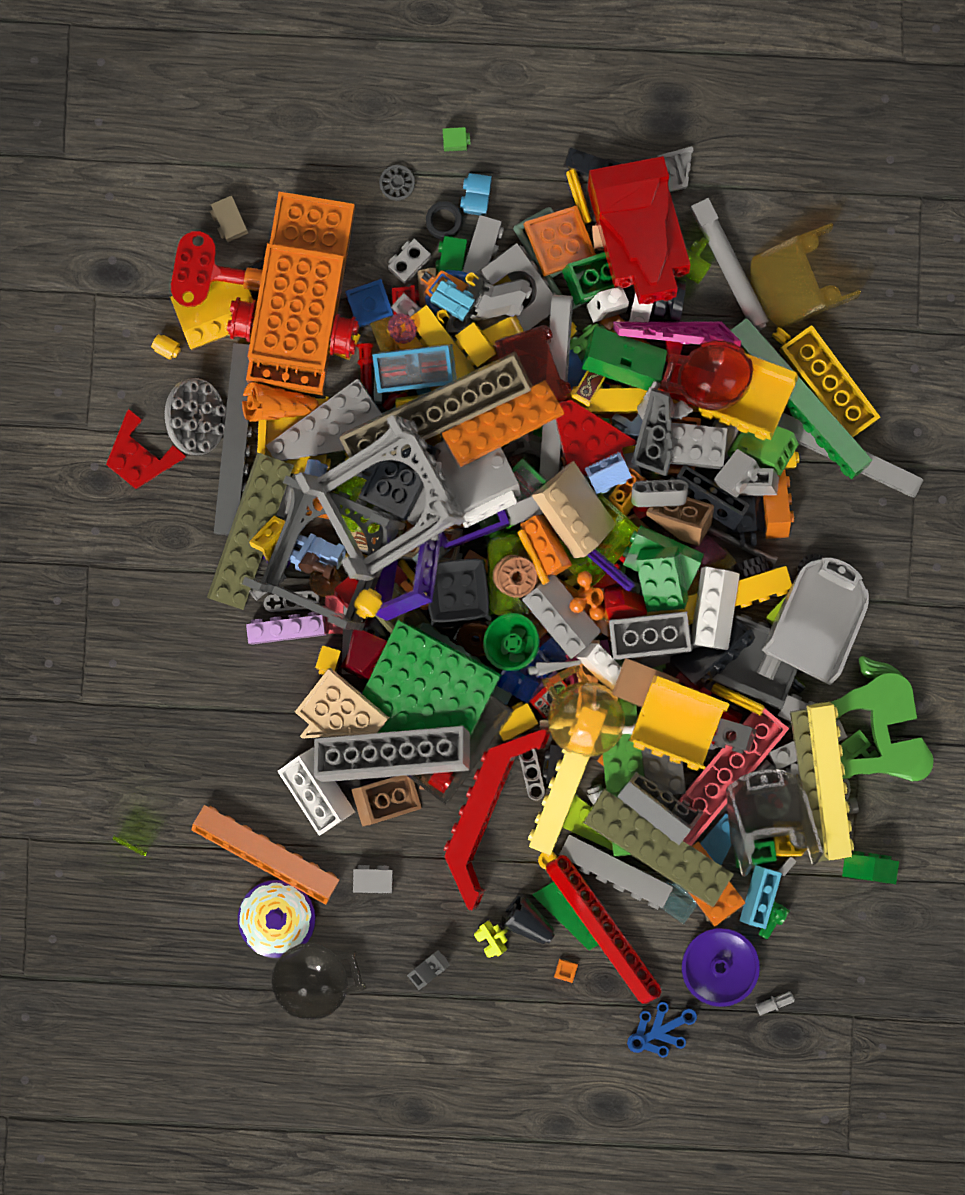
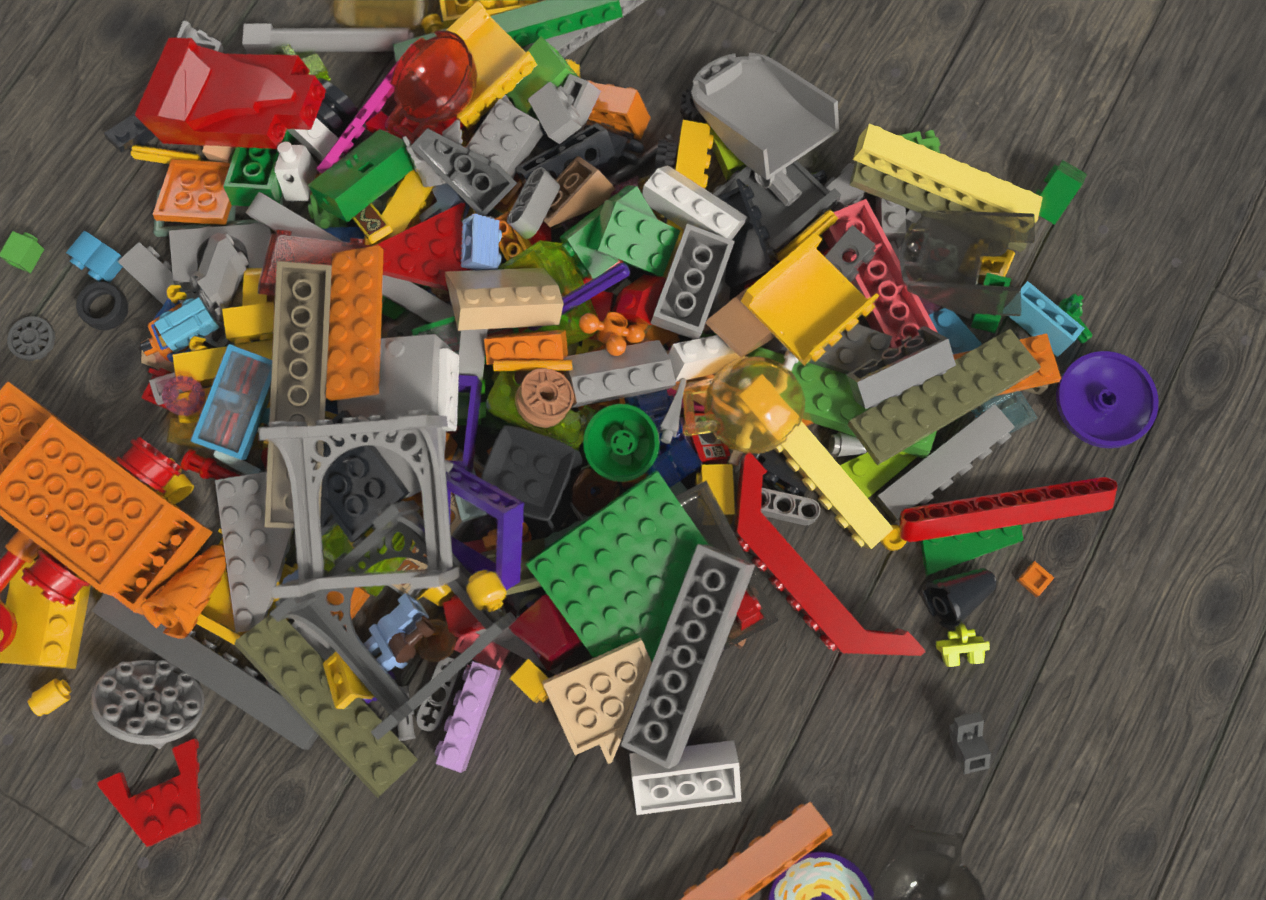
camera: 65 degrees left, 10 degrees down
(369, 303) = (143, 422): blue plate -> none
(372, 880) = (827, 759): light grey brick -> none
(386, 799) = (735, 696): medium nougat slope -> none
(407, 570) = (479, 531): yellow bar -> none
(413, 264) = (128, 362): light grey brick -> none
(452, 254) = (139, 311): green brick -> none
(658, 1031) = (1151, 505): blue plant -> none
(775, 1003) = (1169, 362): light grey axle -> none
(786, 866) = (1017, 275): light grey tile -> none
(890, 702) = (883, 89): bright green animal -> none

